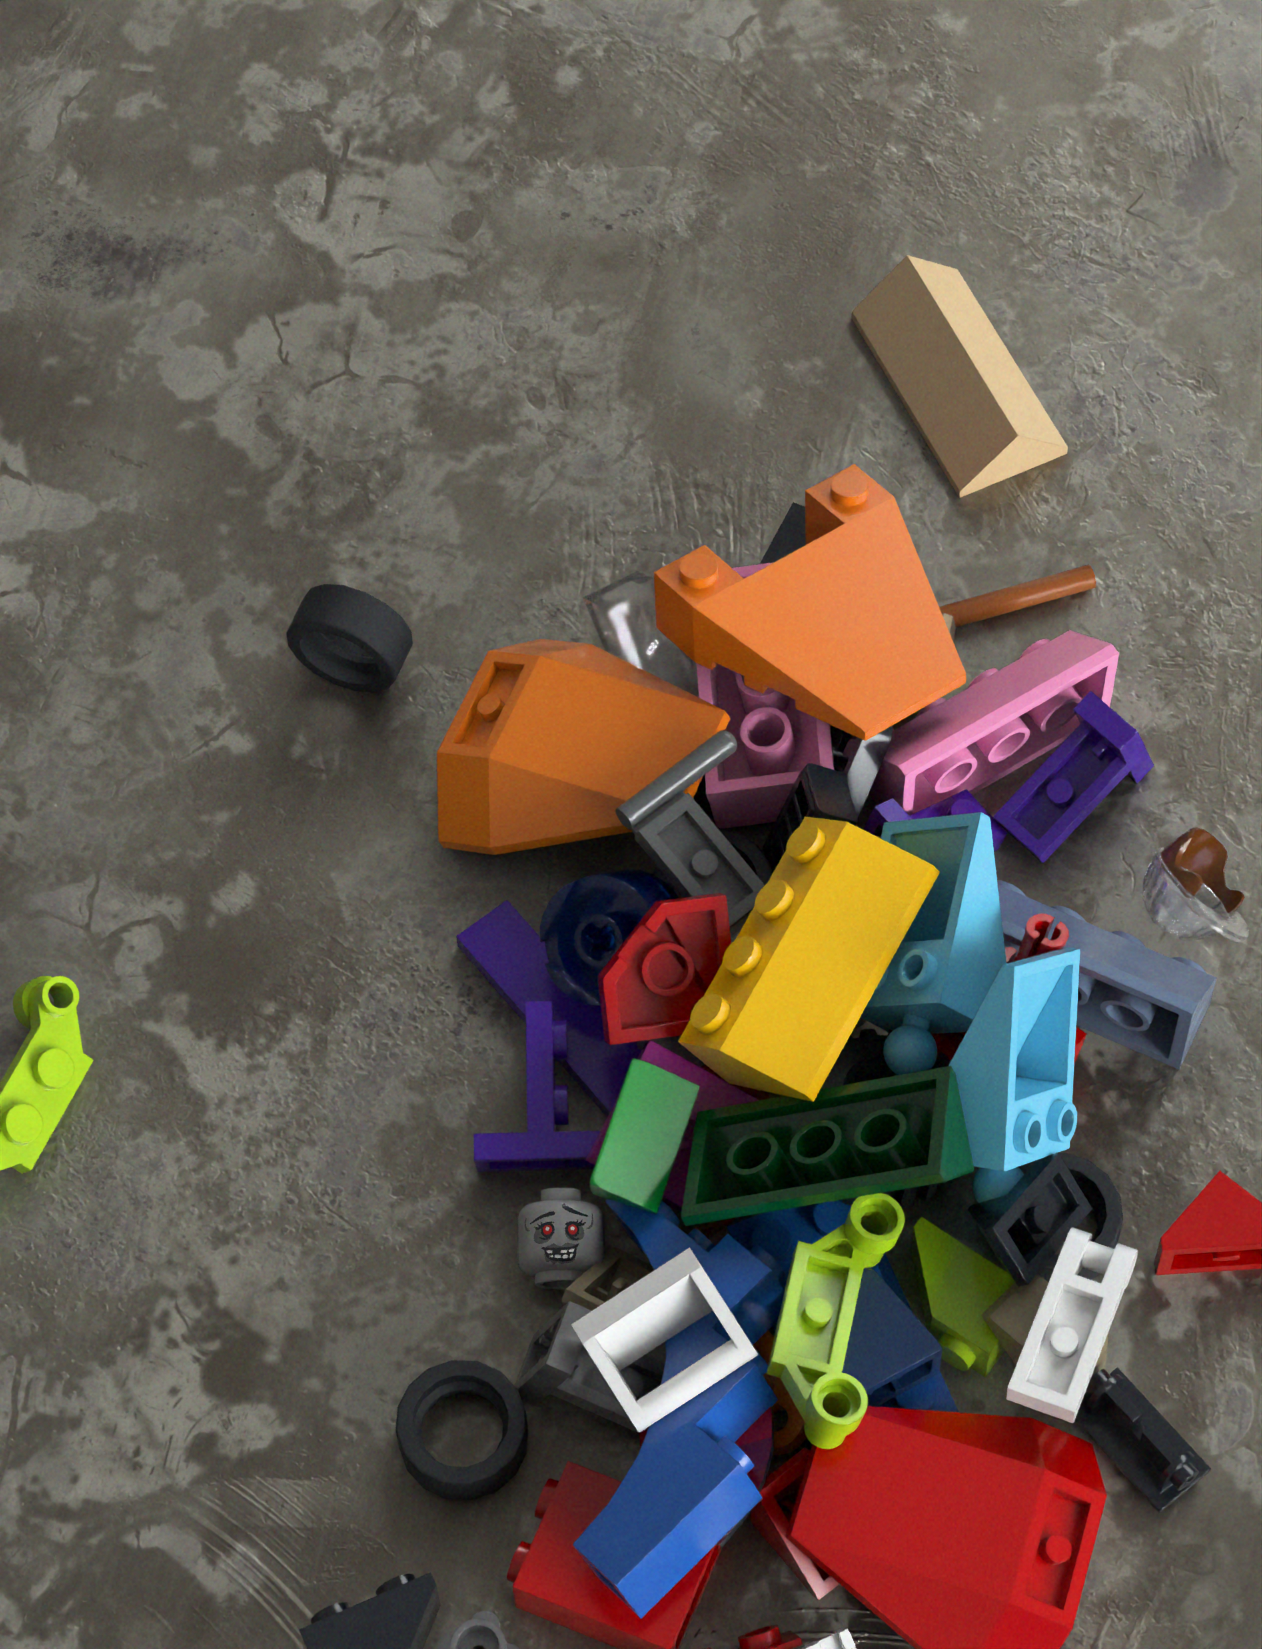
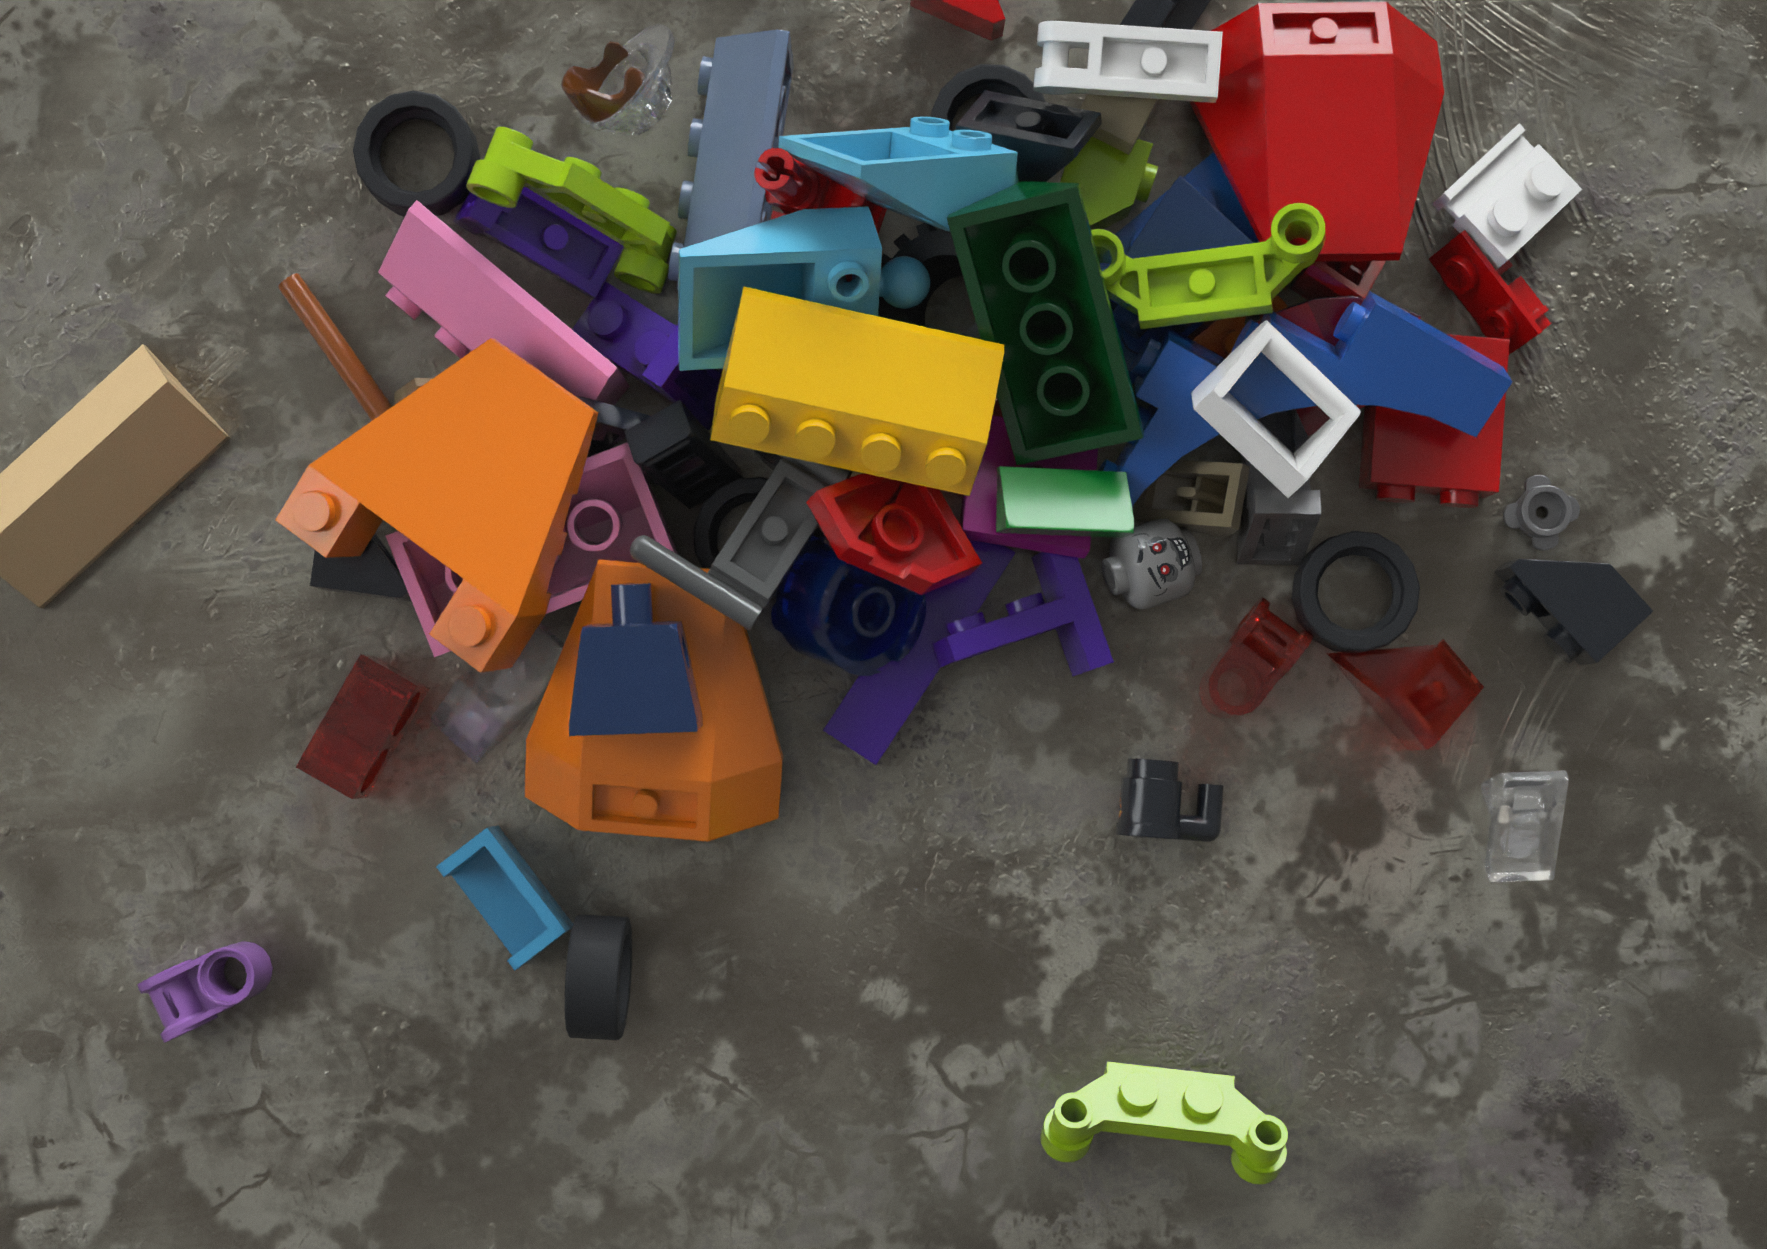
camera: 115 degrees left, 25 degrees up
(164, 1514) = (1524, 824): none -> clear slope
(323, 1170) = (1153, 804): none -> black piece
(342, 1455) = (1412, 689): none -> clear red slope
(434, 1315) = (1260, 653): none -> clear red piece
(458, 600) = (507, 894): none -> dark azure panel
(466, 351) = (198, 990): none -> medium lavender piece
(609, 705) = (634, 672): none -> dark blue torso
(646, 513) = (362, 727): none -> clear red brick
(1092, 788) = (581, 192): none -> lime plate
(1200, 669) = (390, 114): none -> black tyre

